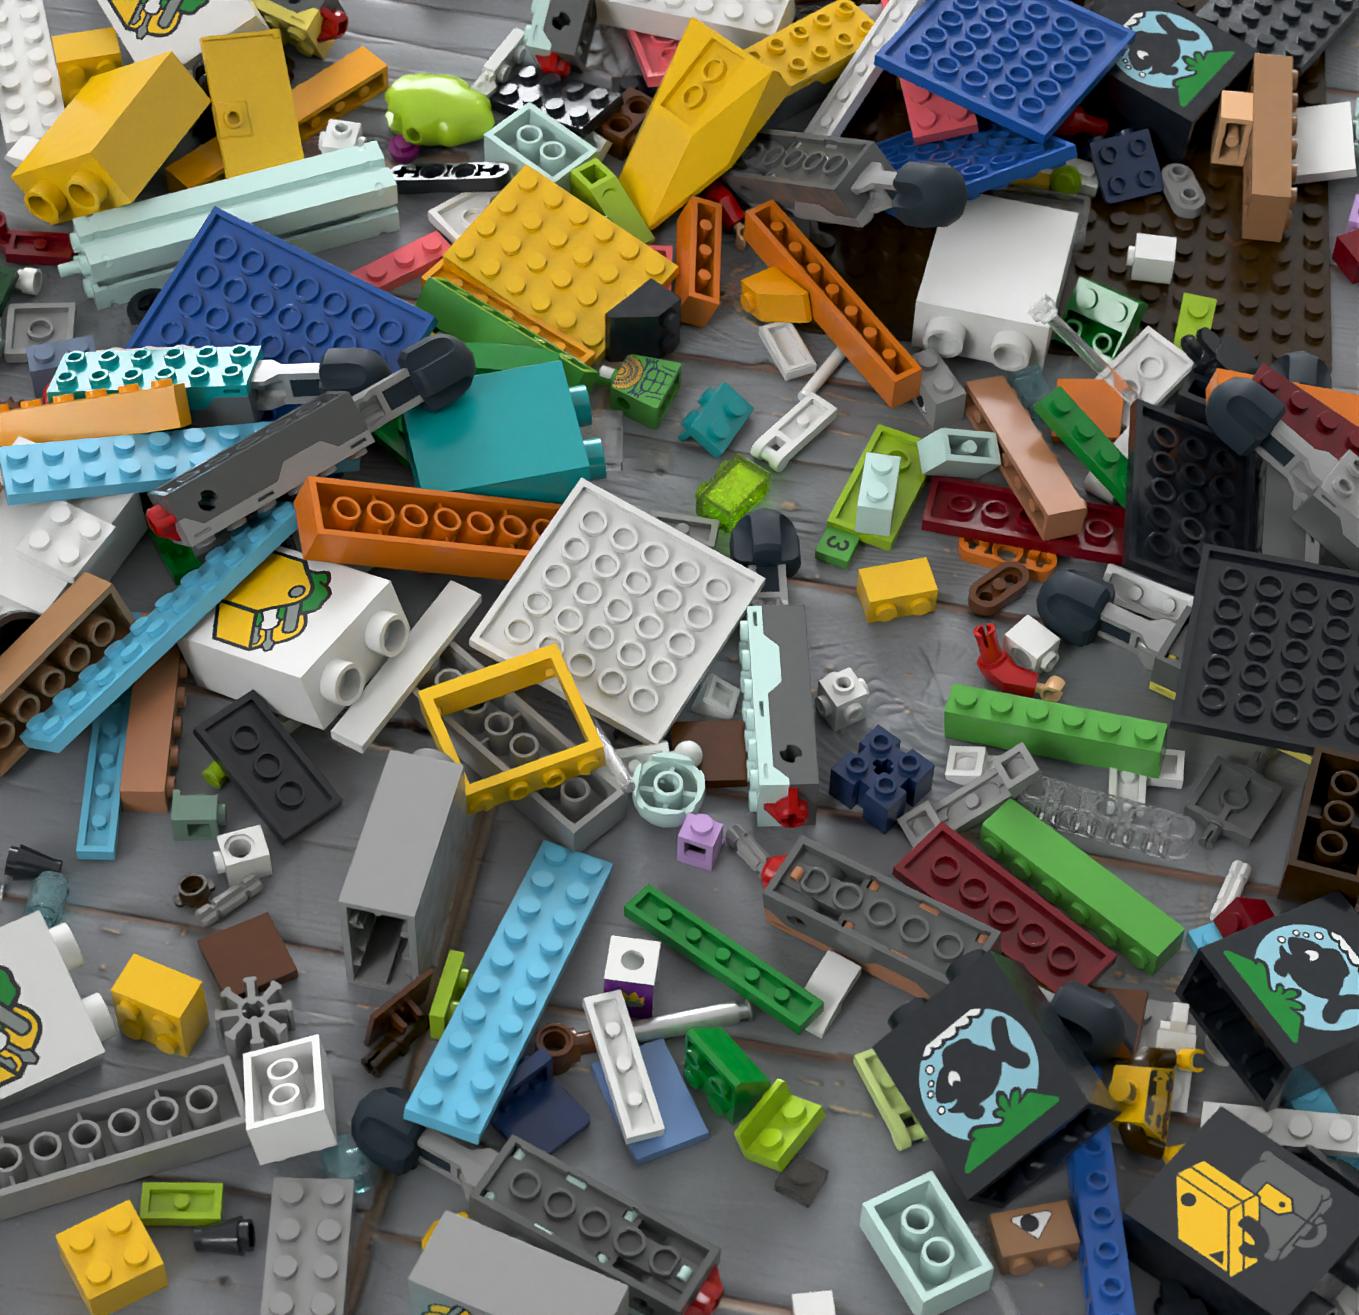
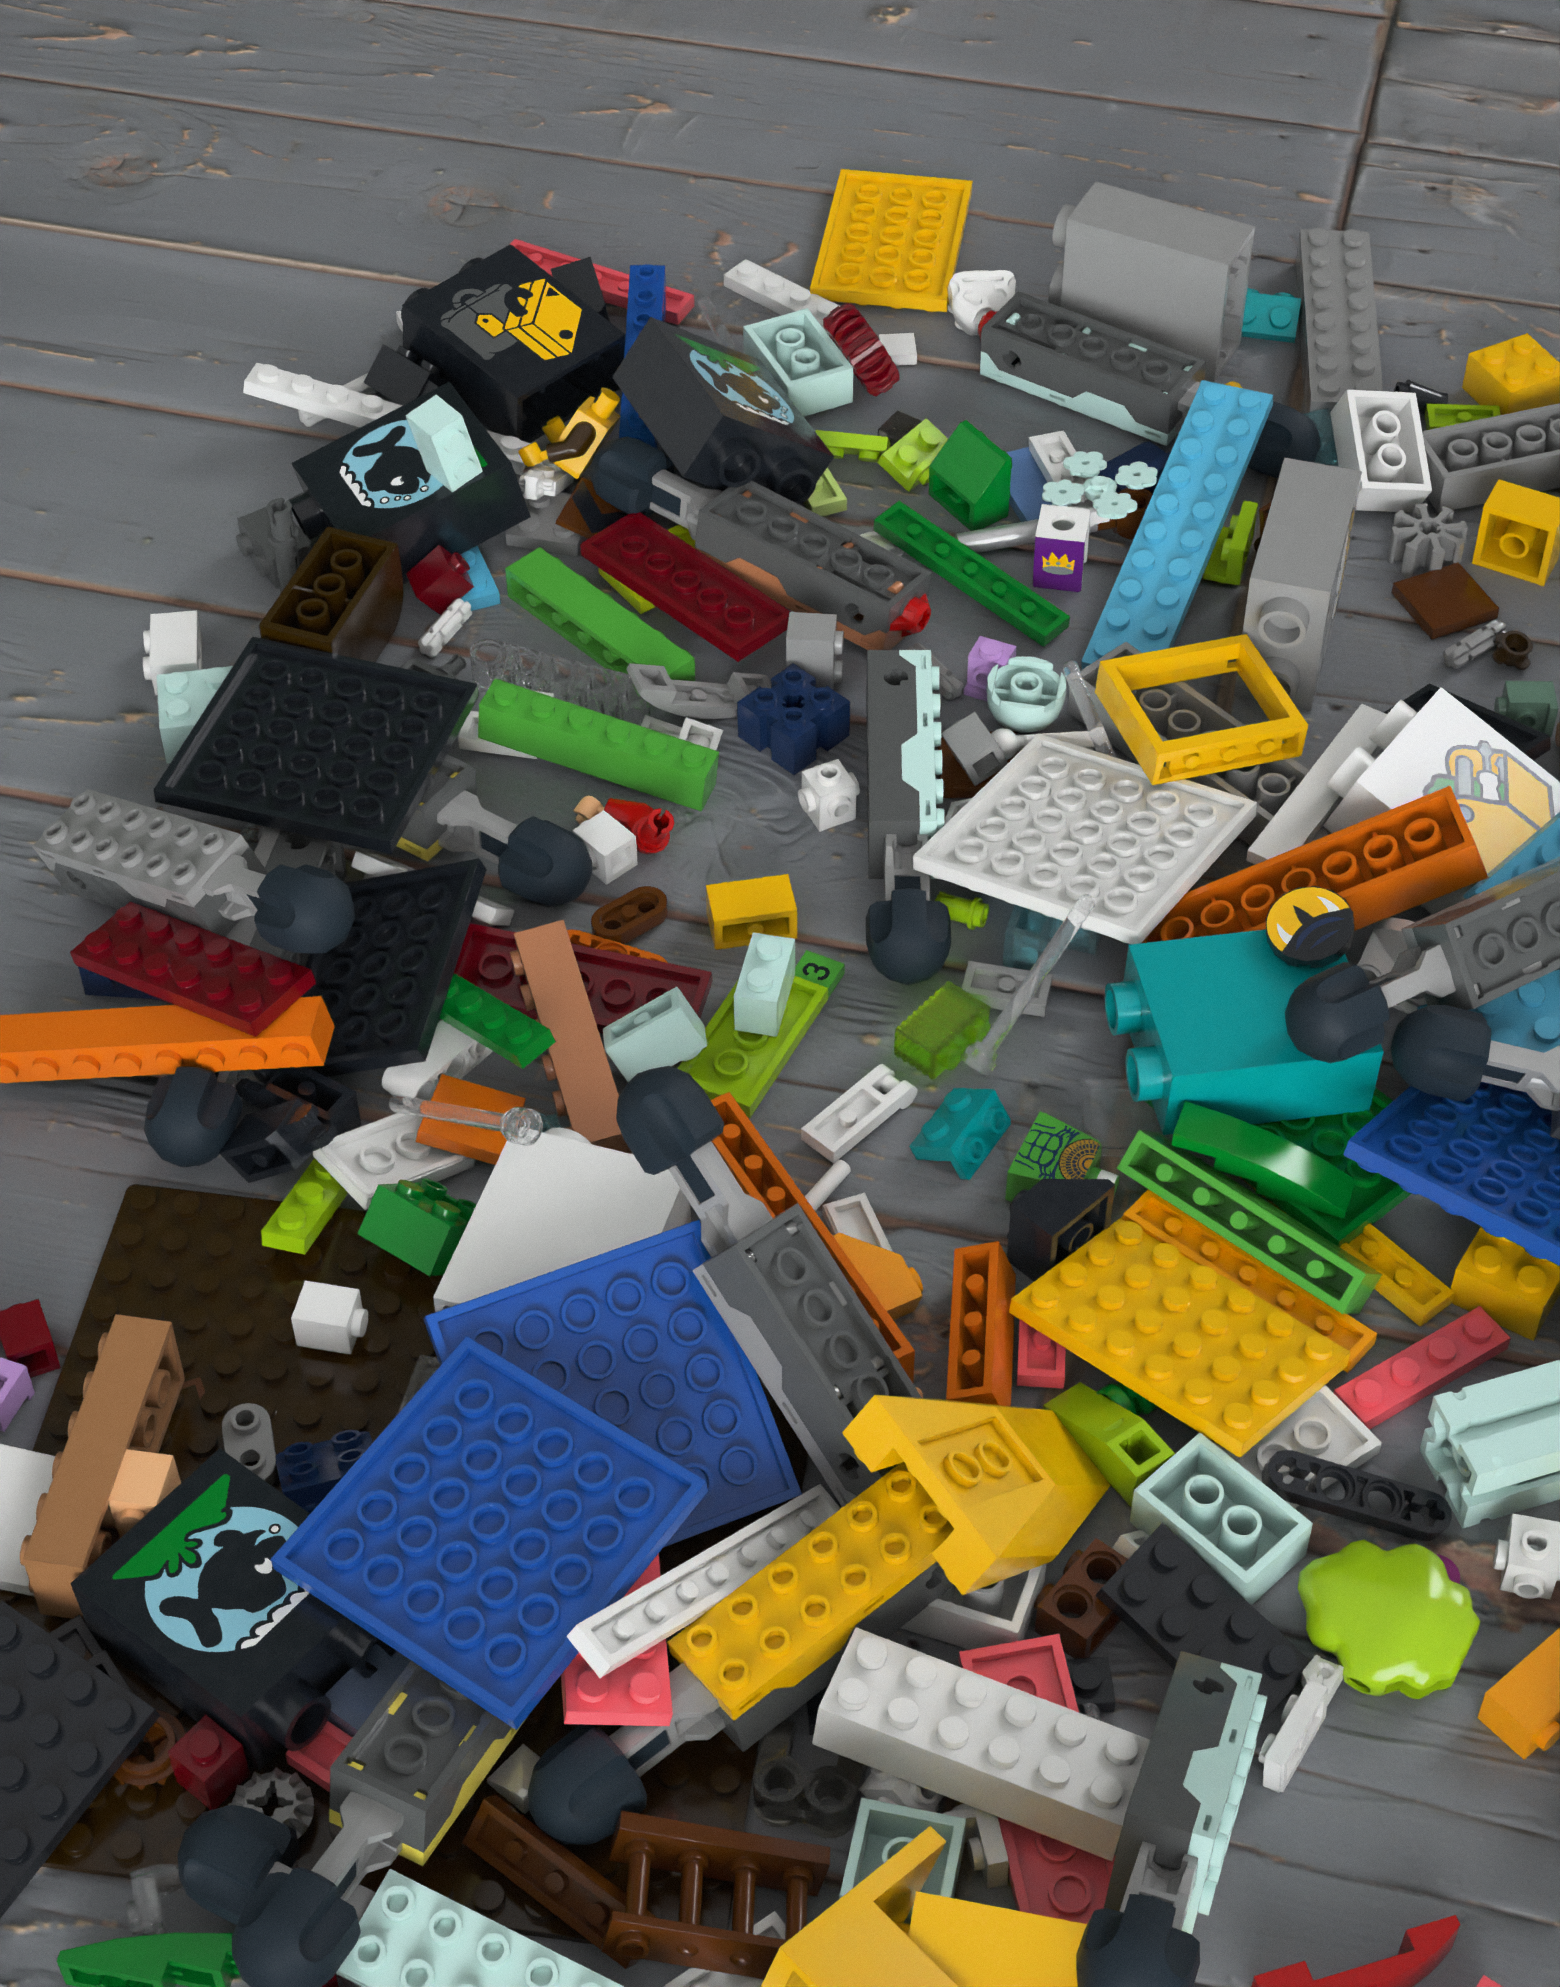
camera: 175 degrees left, 5 degrees down
(243, 842) = (1469, 671): white brick -> none
(444, 466) = (1310, 927): none -> tile
(593, 1016) = (1100, 488): none -> light aqua plant
(699, 470) = (983, 1053): none -> clear piece
(714, 726) = (974, 748): none -> light grey brick
(854, 1141) = (867, 447): none -> lime plate
(855, 1238) = (862, 349): none -> dark red gear
(870, 829) = (813, 646): none -> light grey brick
(1267, 928) = (444, 443): none -> light aqua brick

